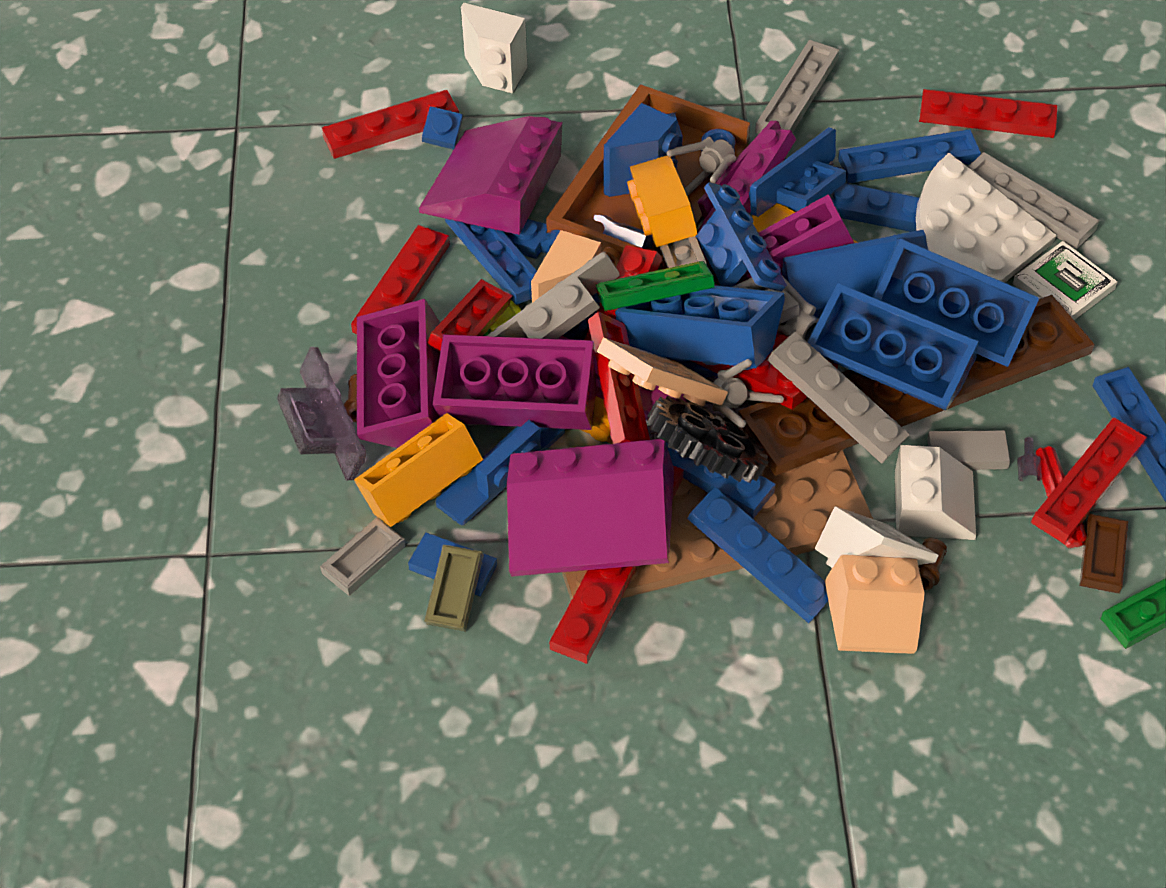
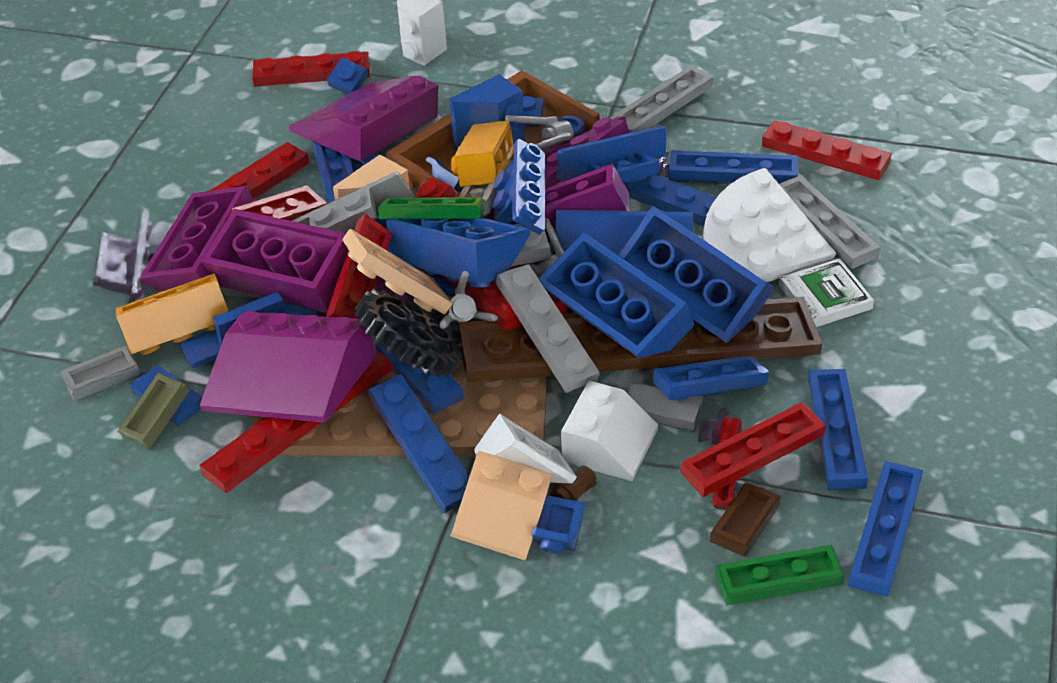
camera: 20 degrees right, 10 degrees down
(940, 610) = (559, 525): none -> blue bracket
(1006, 408) = (710, 377): none -> blue plate

